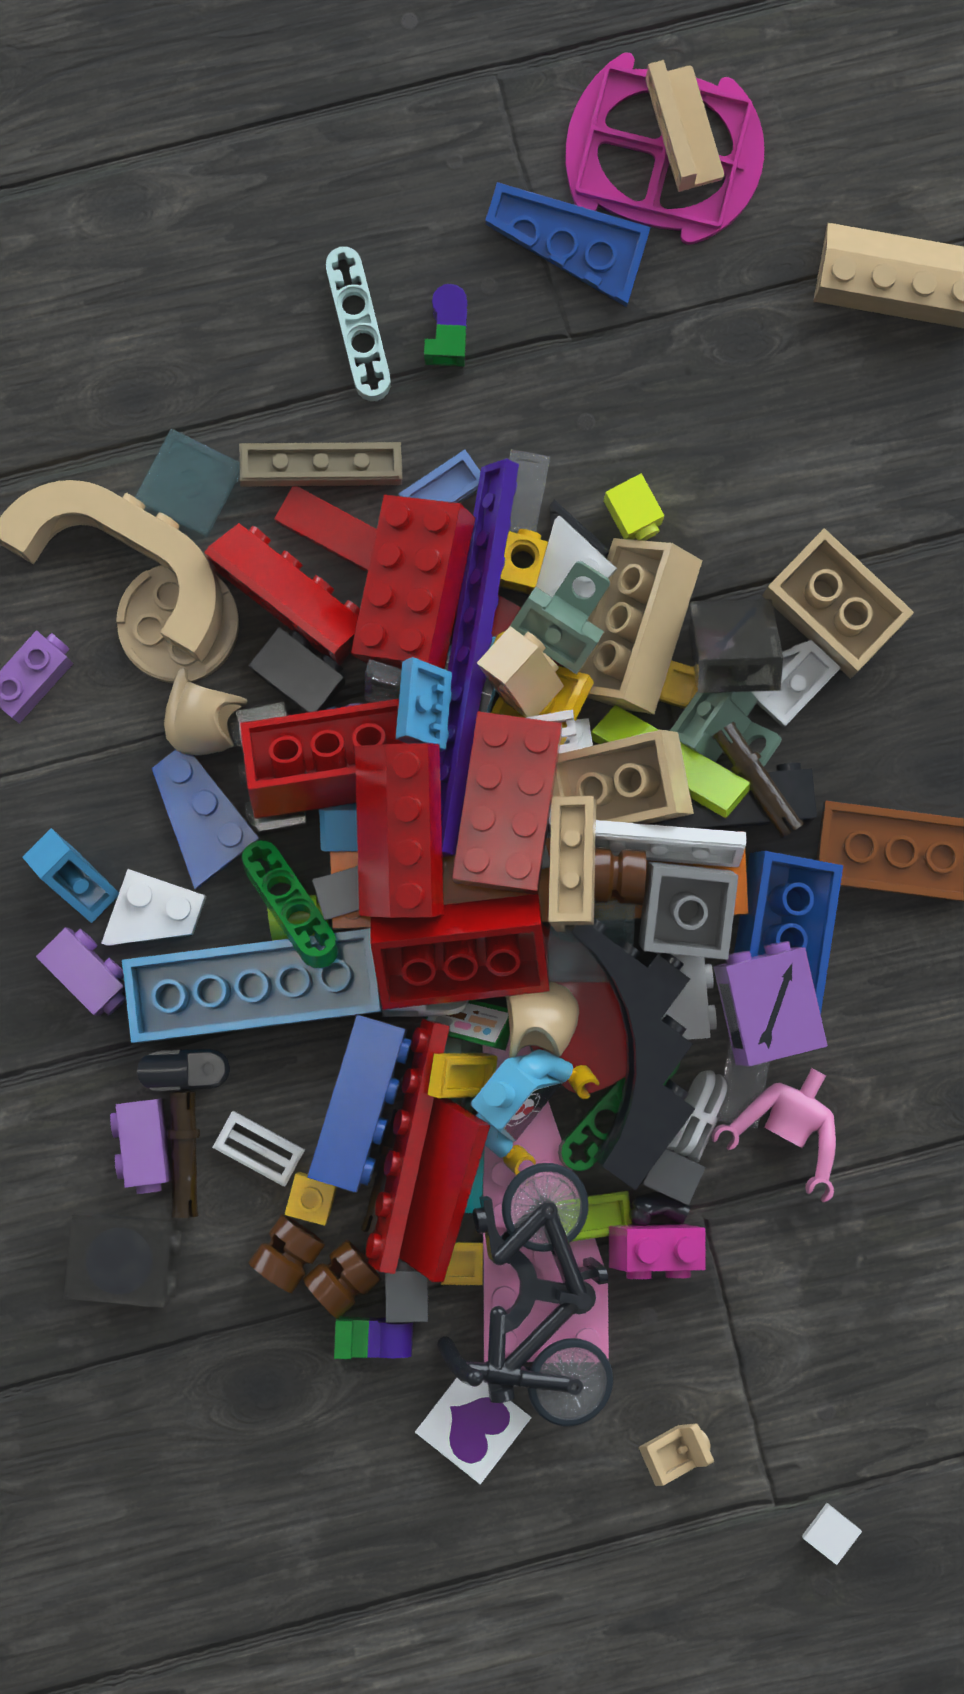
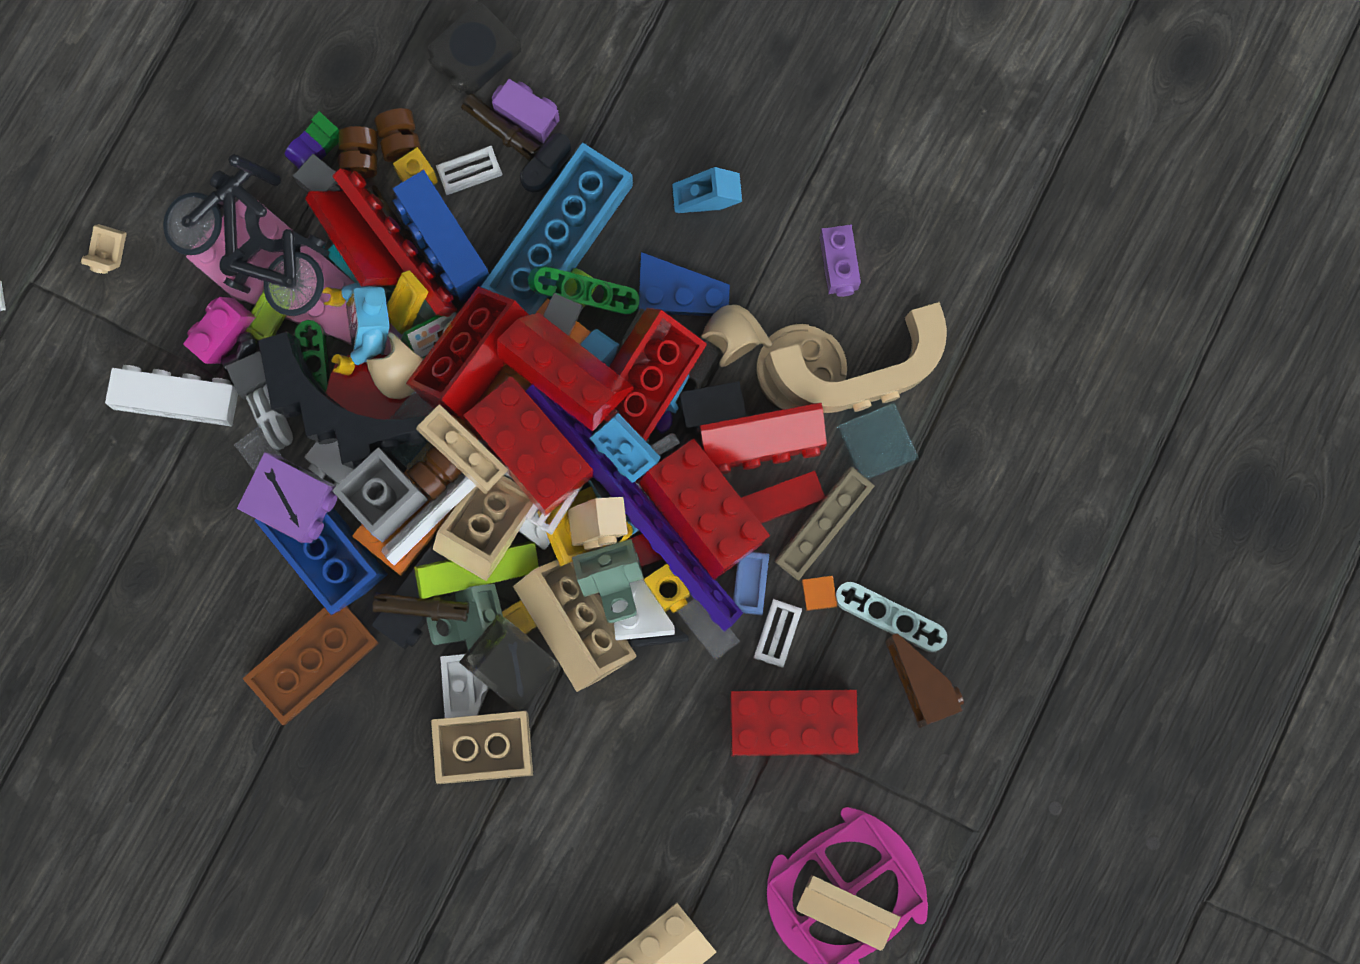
camera: 130 degrees right, 5 degrees down
(83, 972) = (647, 155): medium lavender brick -> none
(152, 911) = (649, 221): white wing -> none
(395, 412) = (819, 593): none -> orange tile
(407, 215) = (925, 686): none -> reddish brown slope
(450, 312) = (841, 667): leg -> none
(465, 1264) = (307, 223): yellow tile -> none
(472, 1428) = (211, 151): tile -> none
(476, 434) = (770, 657): none -> white tile
(547, 326) = (794, 722): none -> red brick
(578, 240) = (828, 790): blue wing -> none
(634, 509) = (641, 680): neon yellow brick -> none
(765, 1236) = (172, 396): none -> white brick
(793, 1117) = (219, 467): bright pink piece -> none

